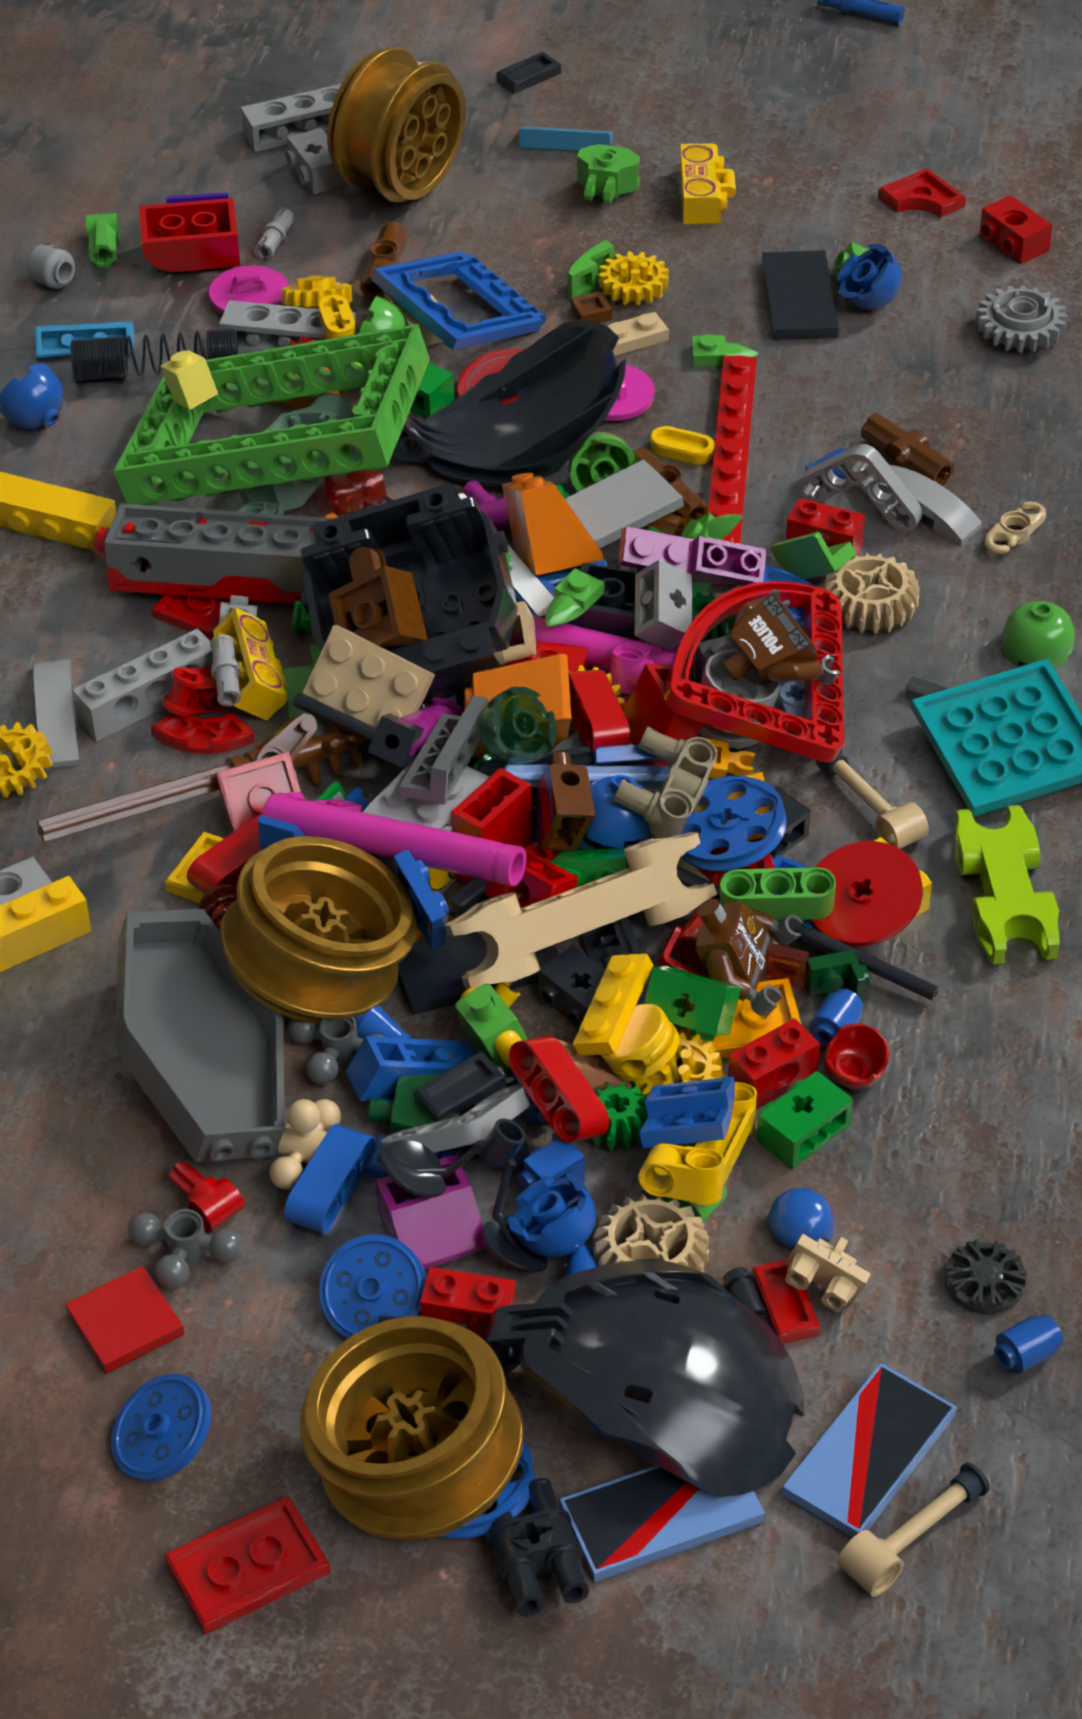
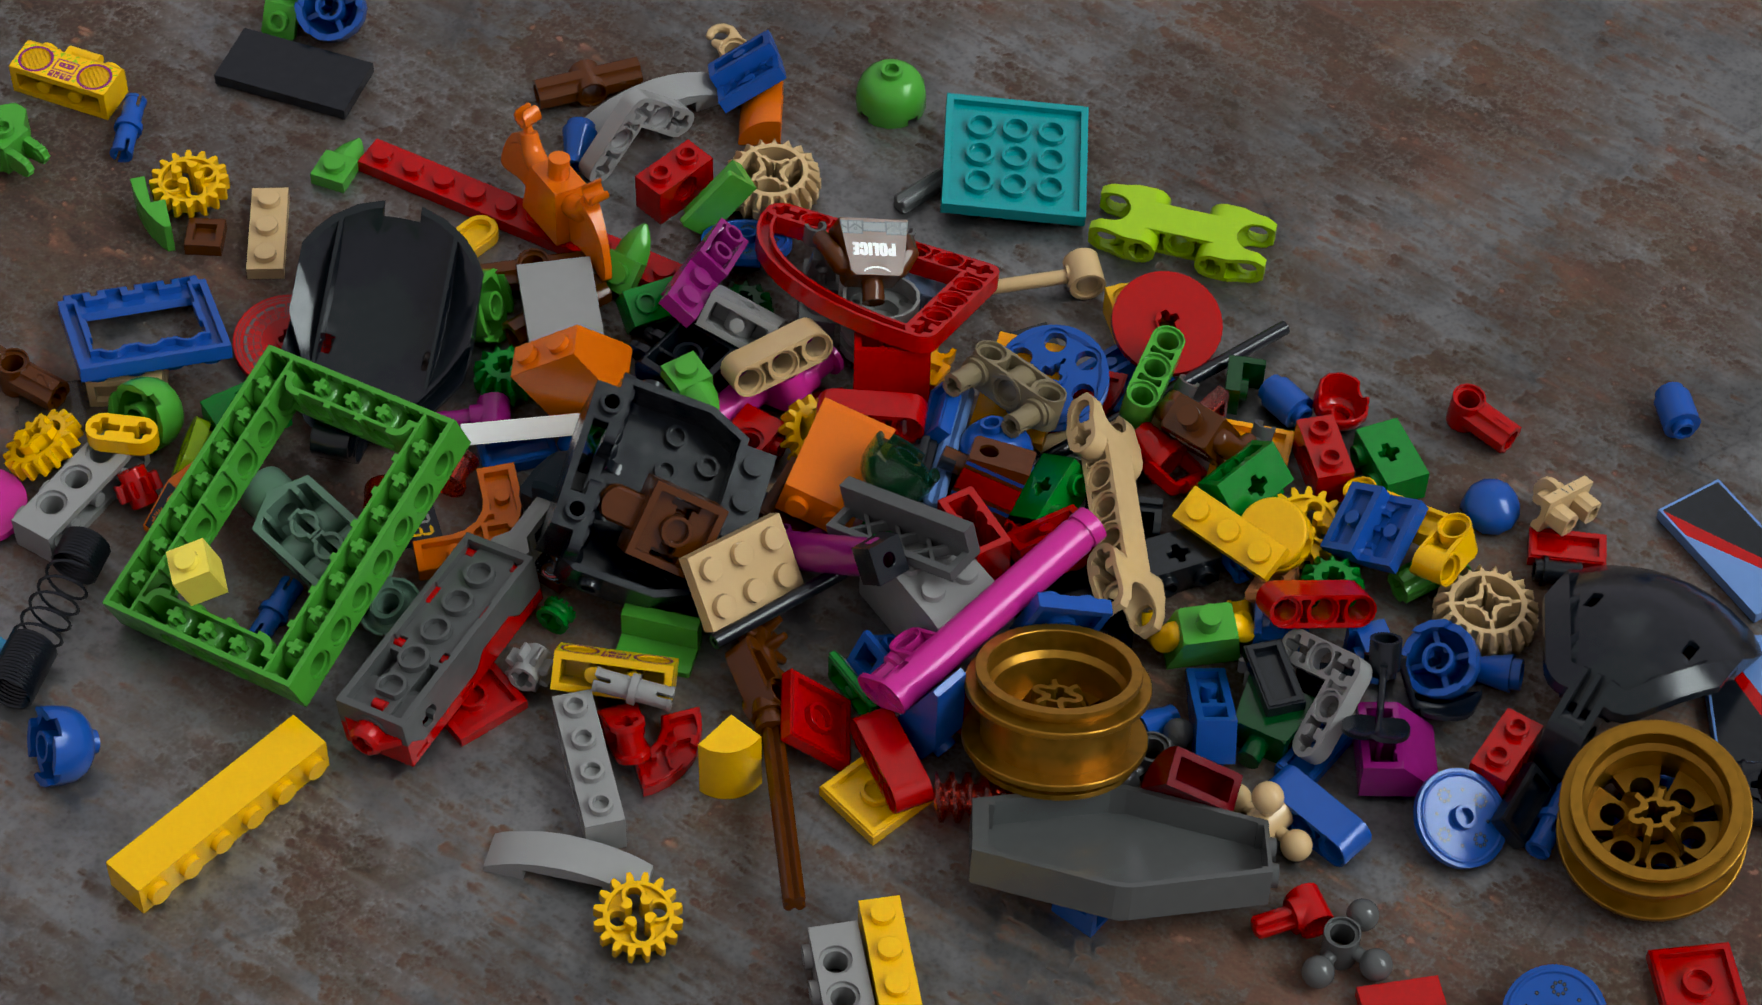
camera: 70 degrees left, 5 degrees up
(188, 746) = (730, 760): none -> yellow brick
(299, 1060) = (1193, 778): none -> dark red brick
(630, 635) = (759, 357): none -> tan beam
(674, 230) = (128, 127): none -> blue pin
(736, 452) = (556, 194): none -> orange torso
(909, 1178) = (1472, 414): none -> red piece
(957, 565) = (762, 117): none -> orange brick
(980, 528) = (747, 71): none -> blue slope
(985, 1276) = (1592, 414): pearl dark grey wheel -> none

